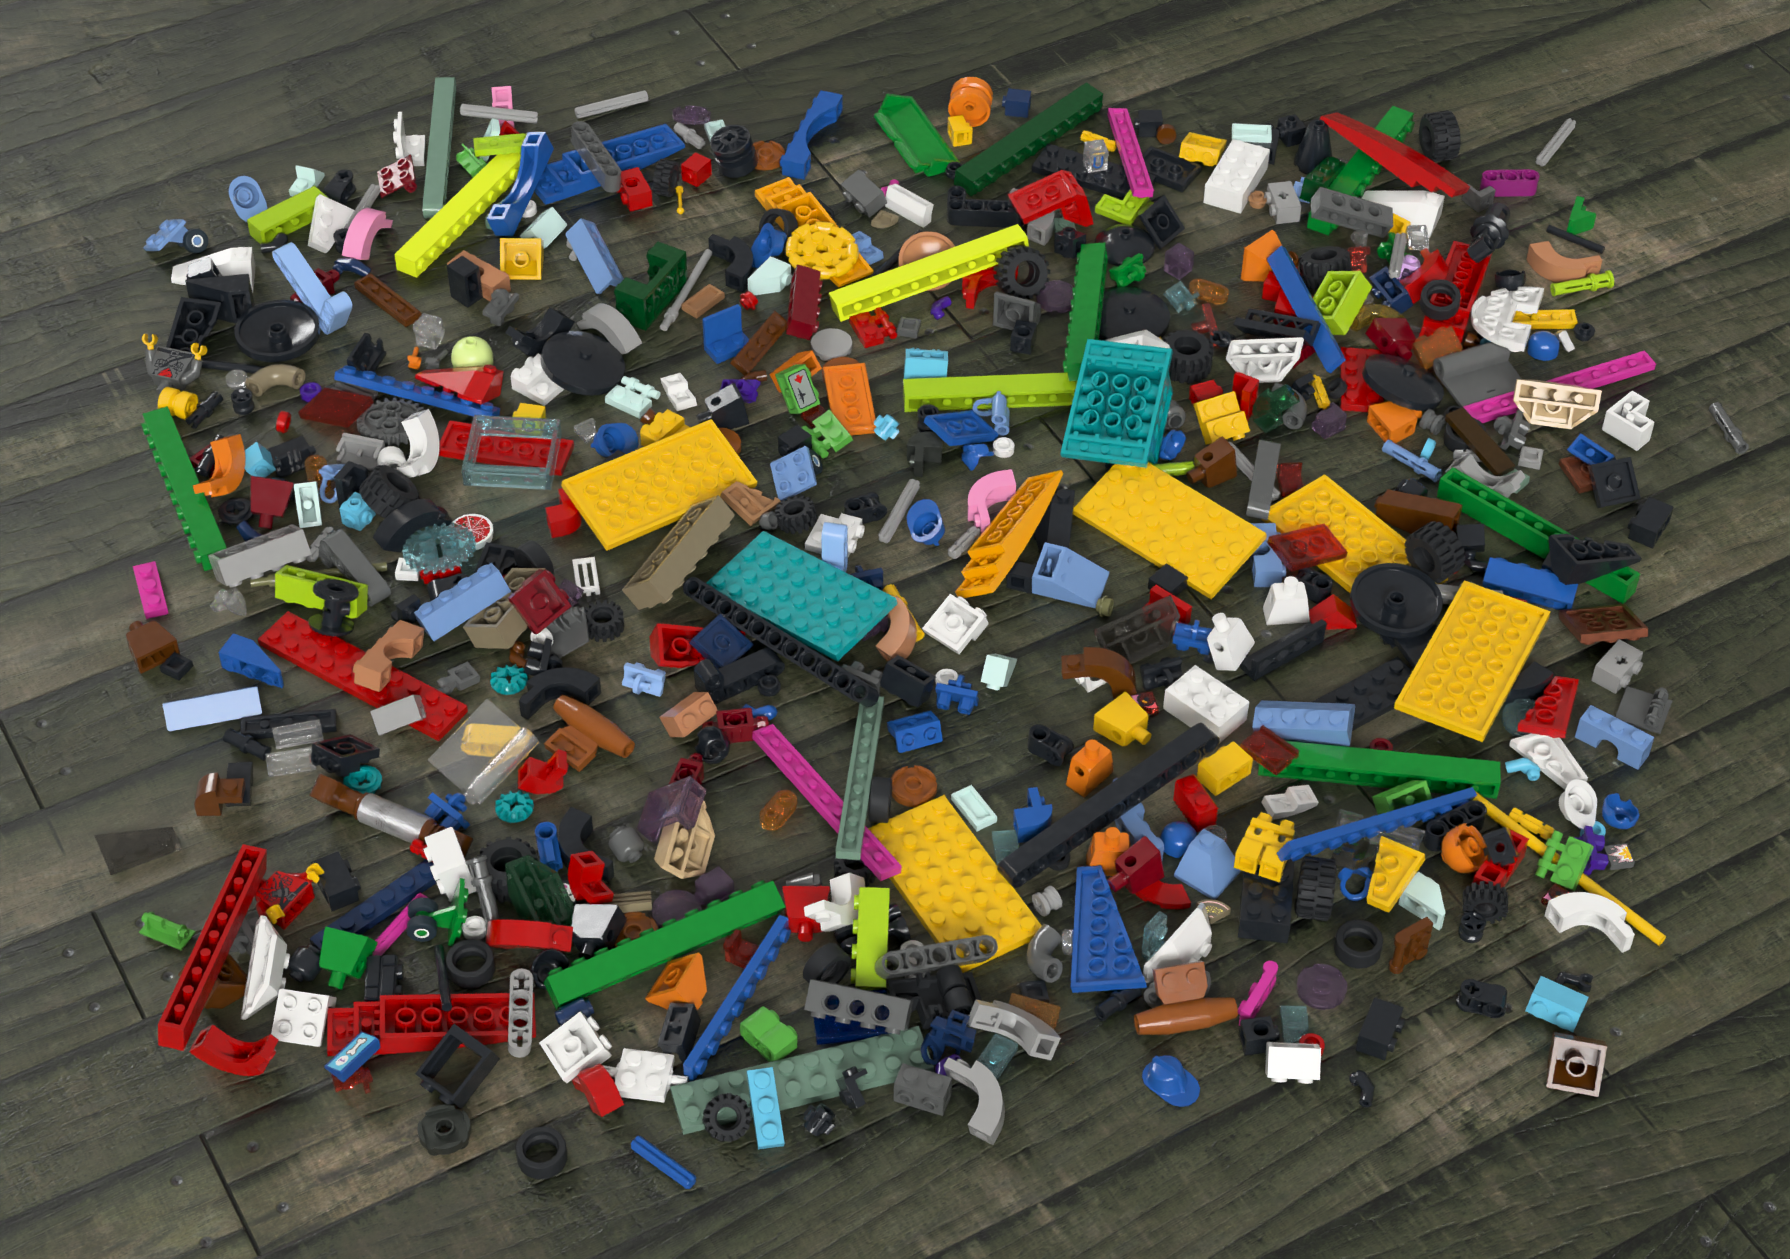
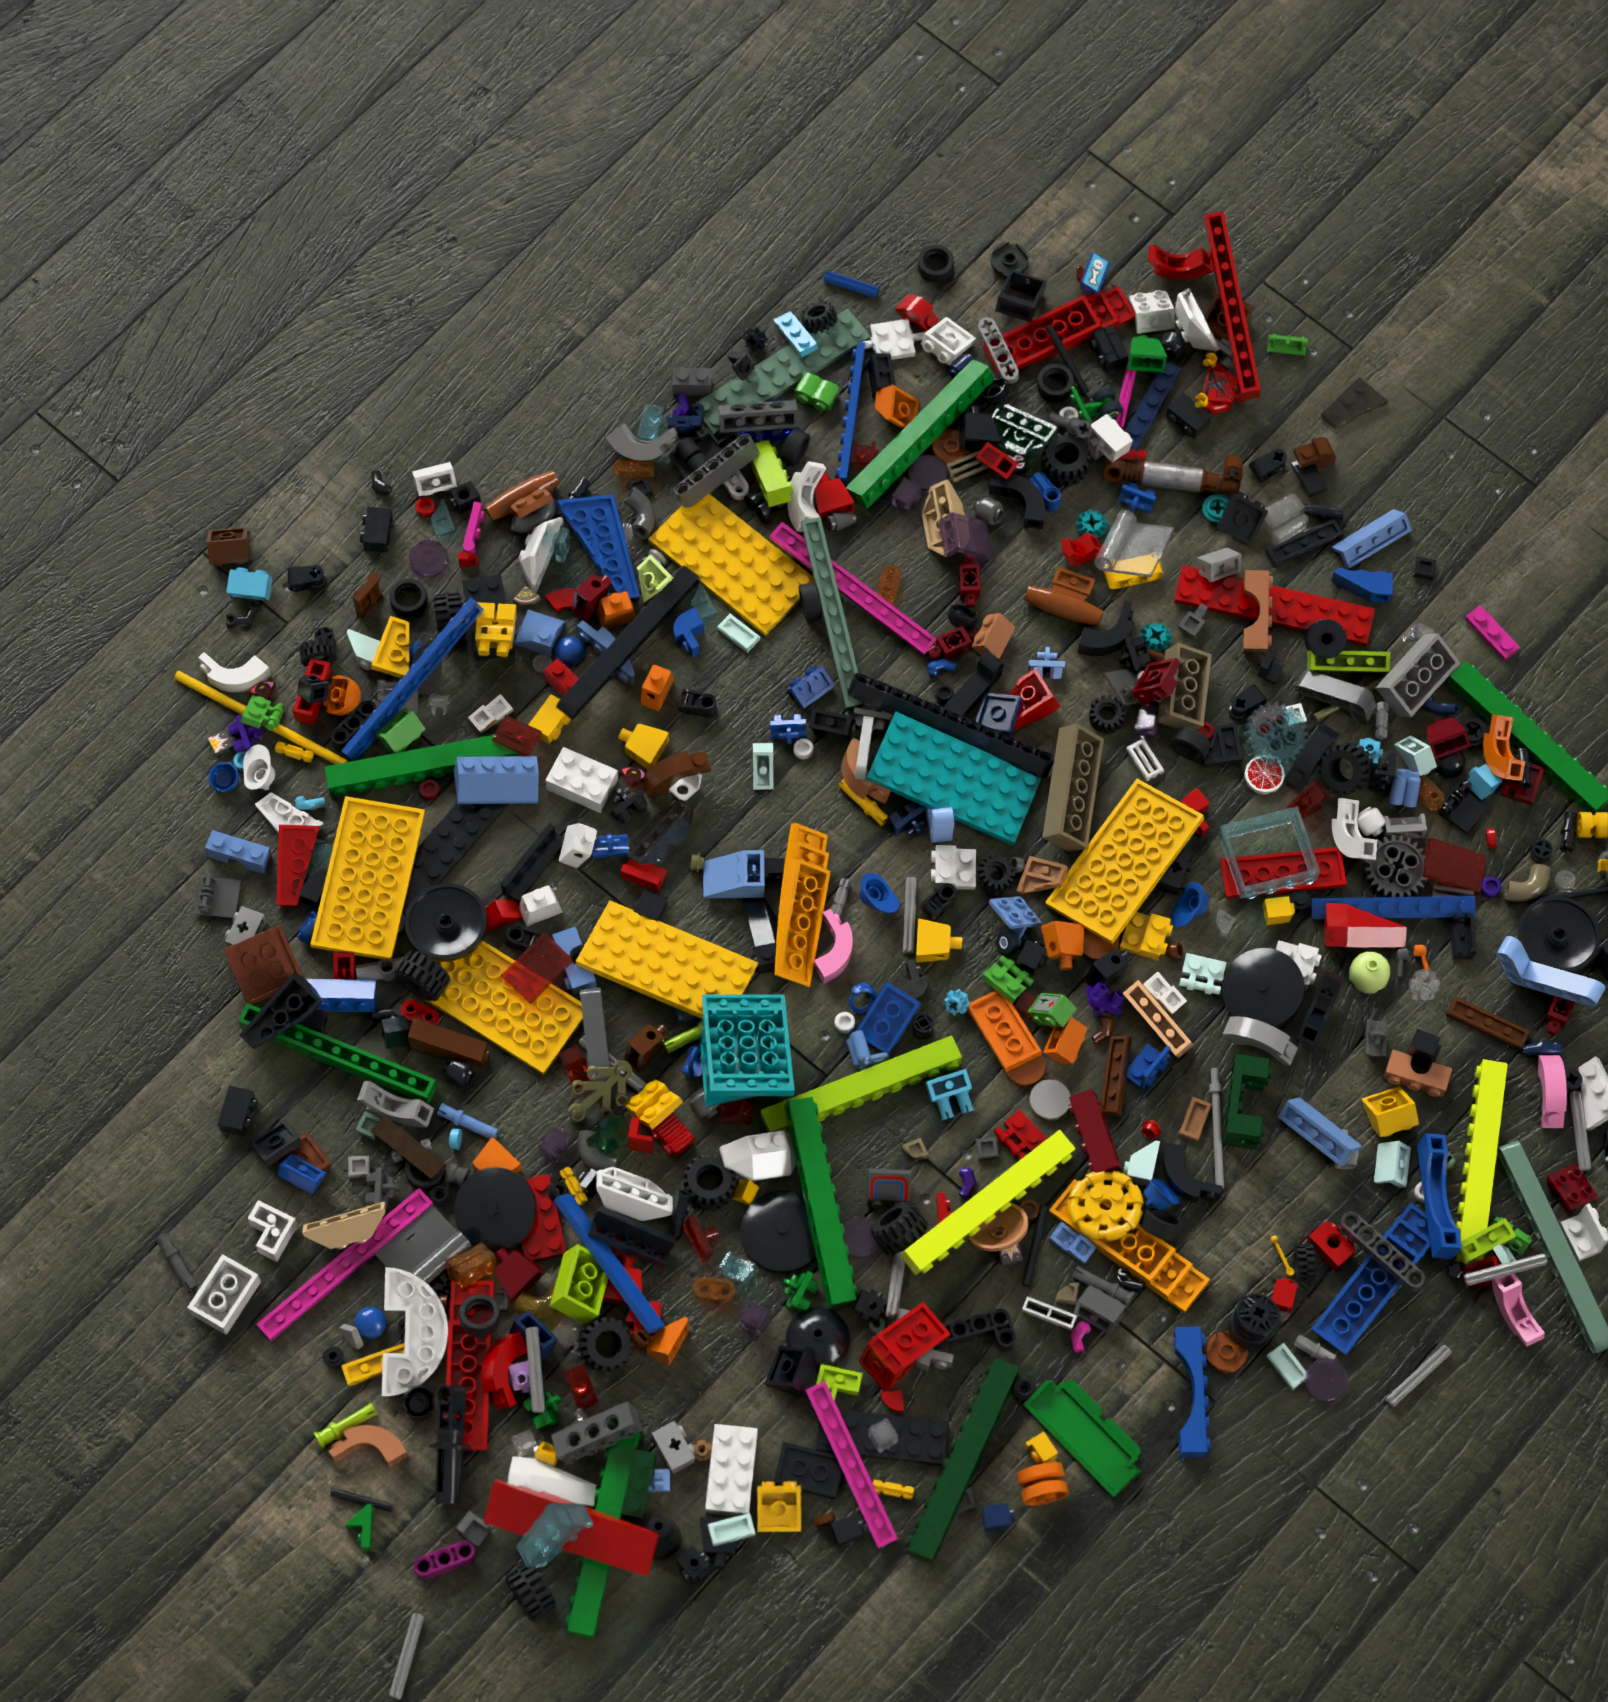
camera: 160 degrees right, 20 degrees up
(150, 645) = (1456, 574): reddish brown torso -> none
(279, 804) = (1266, 467): none -> black piece
(444, 492) = (1309, 800): none -> clear red slope
(462, 601) = (1226, 676): medium blue slope -> none
(528, 934) = (1022, 395): red arch -> none
(697, 363) = (1158, 1019): none -> light nougat brick
(756, 440) = (1063, 942): none -> orange torso
(845, 208) = (1112, 1290): none -> dark grey pin
(885, 478) = (934, 941): none -> yellow torso
(885, 630) = (864, 748): none -> beam
(913, 786) = (793, 638): dark orange tile -> none
(956, 623) = (814, 799): white plate -> none
(977, 343) = (915, 1149): none -> dark tan tile
(990, 1113) = (647, 389): light grey arch -> none
(1023, 337) = (868, 1152): black brick -> none
(1042, 246) = (895, 1286): none -> light grey axle
(1051, 866) = (652, 577): none -> yellowish green slope
(1171, 1081) = (520, 450): blue piece -> none
(1250, 437) = (601, 1088): none -> olive plant
(1281, 961) = (467, 559): none -> red tile
(1413, 134) = (551, 1532): none -> clear light blue wedge
(1546, 647) = (307, 928): none -> blue hair
(1685, 386) = (224, 1294): none -> white brick

